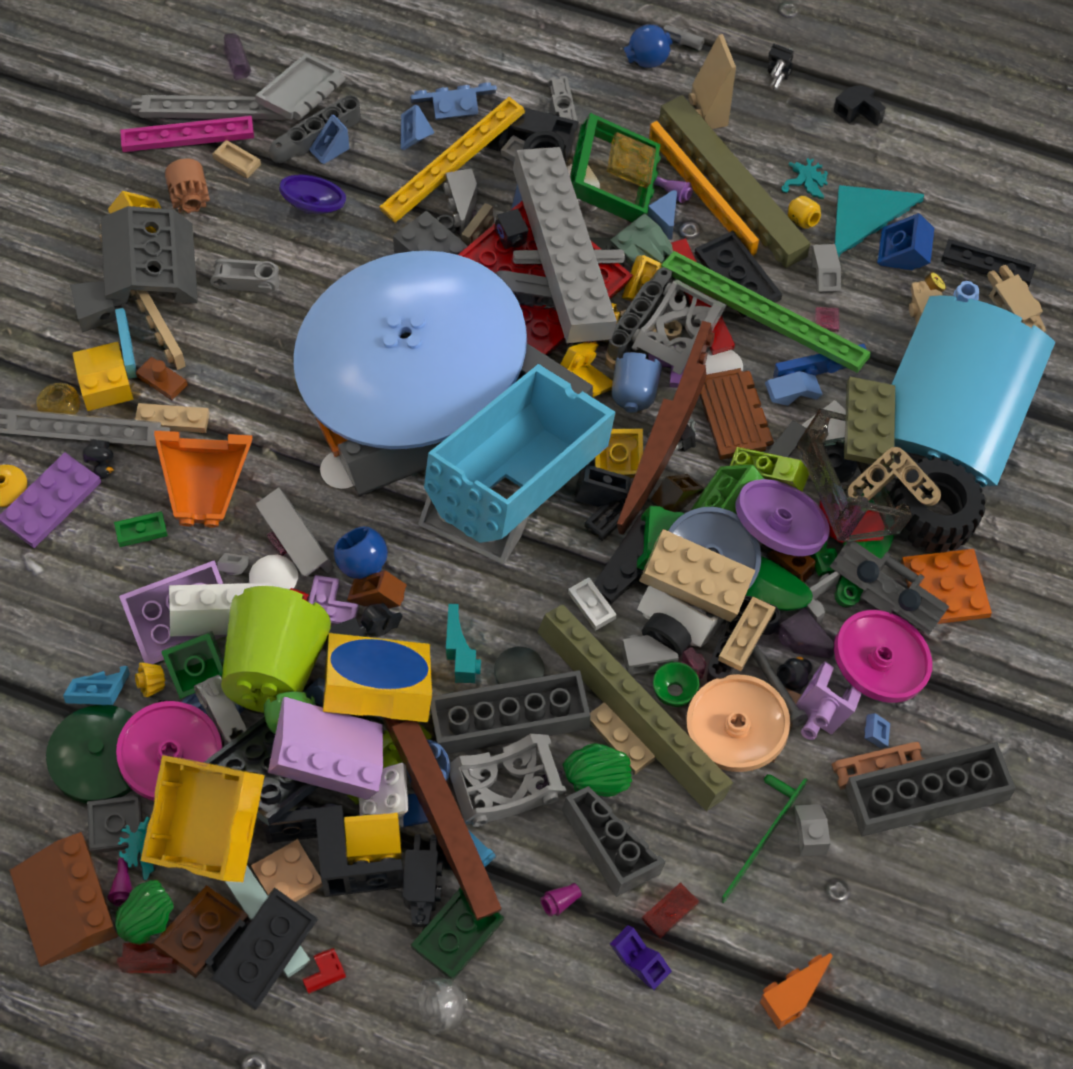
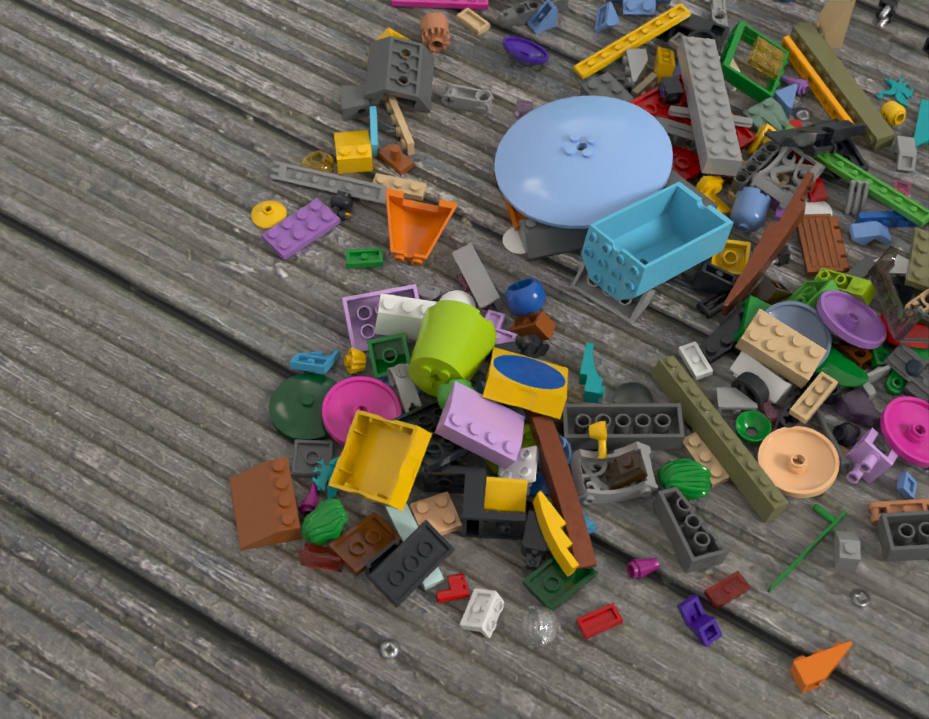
camera: 10 degrees right, 5 degrees down
(322, 278) = (523, 108): none -> clear purple tile
(366, 996) = (482, 612): none -> white bracket
(437, 870) = (551, 527): none -> yellow slope
(480, 729) = (599, 432): none -> yellow bar
(499, 186) = (664, 63): none -> yellow slope
(515, 980) = (599, 621): none -> red tile
(522, 775) = (625, 470): none -> dark brown slope
(711, 263) = (816, 138): none -> black piece
(771, 356) = (855, 209): none -> light grey tile

